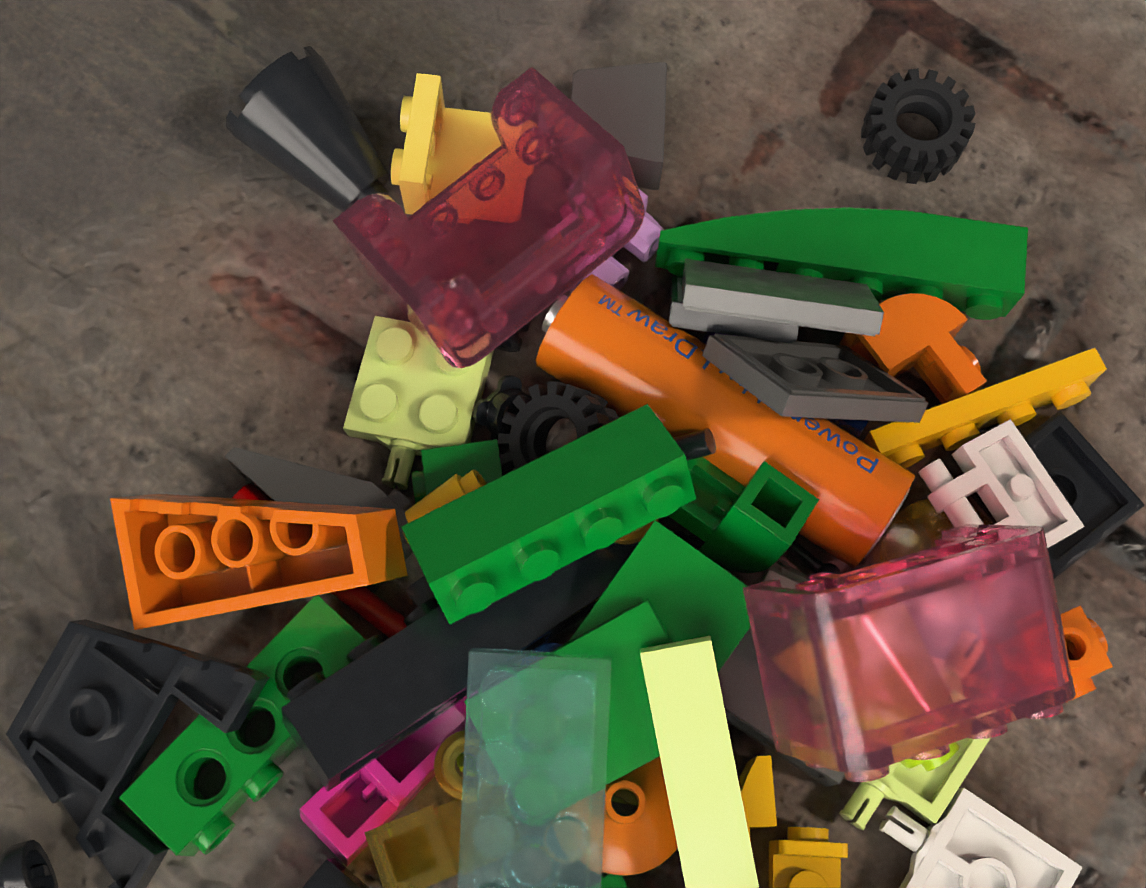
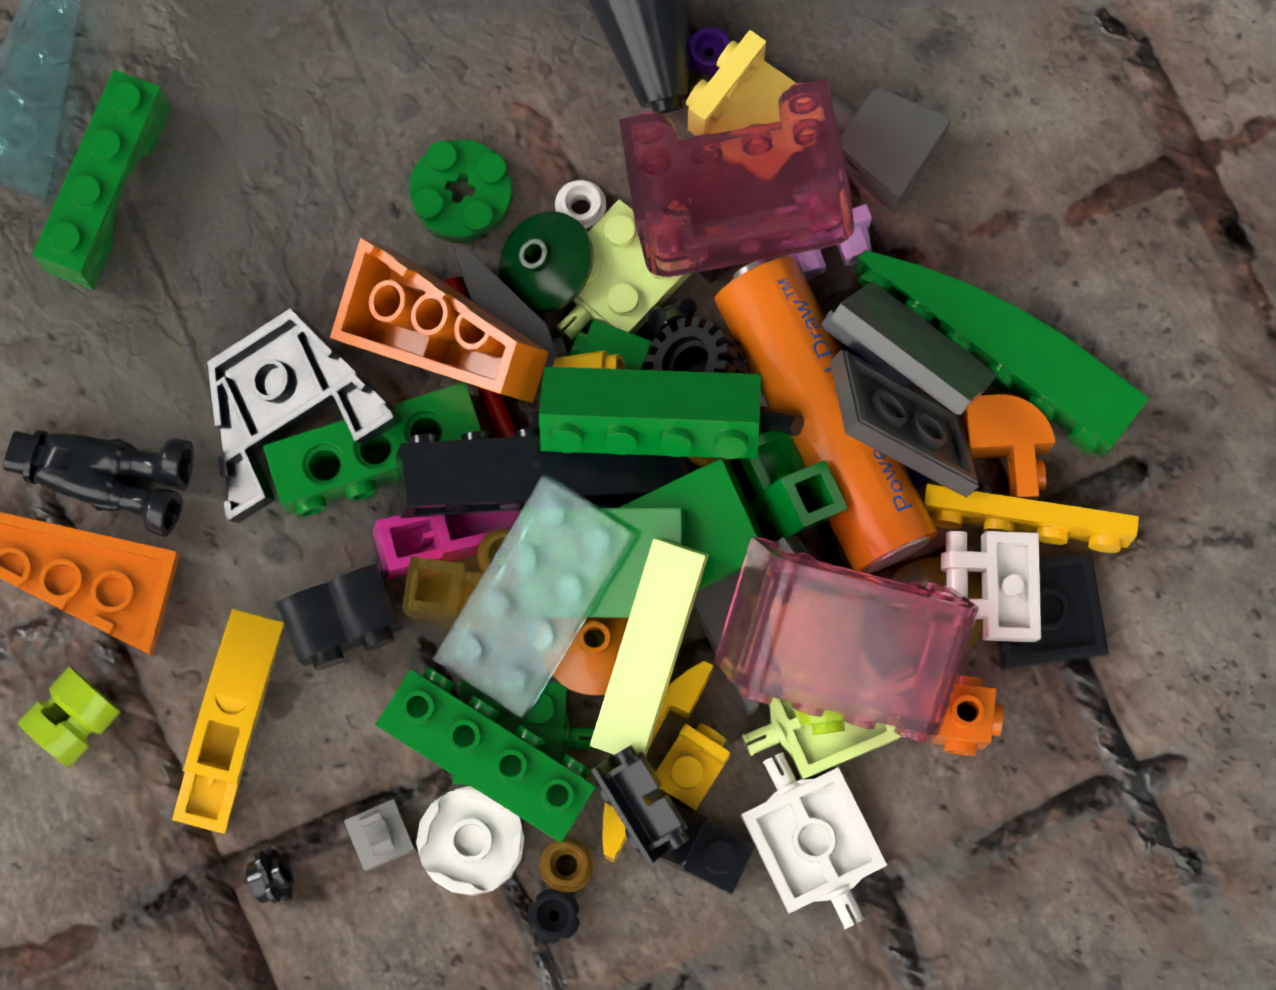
camera: 35 degrees right, 5 degrees up
(172, 374) = (476, 214): none -> green plate
(333, 328) = (584, 191): none -> white plate
(354, 423) = (560, 270): none -> dark green dish
(380, 114) = (704, 40): none -> dark purple plate
(923, 98) = (1148, 250): black tyre -> none

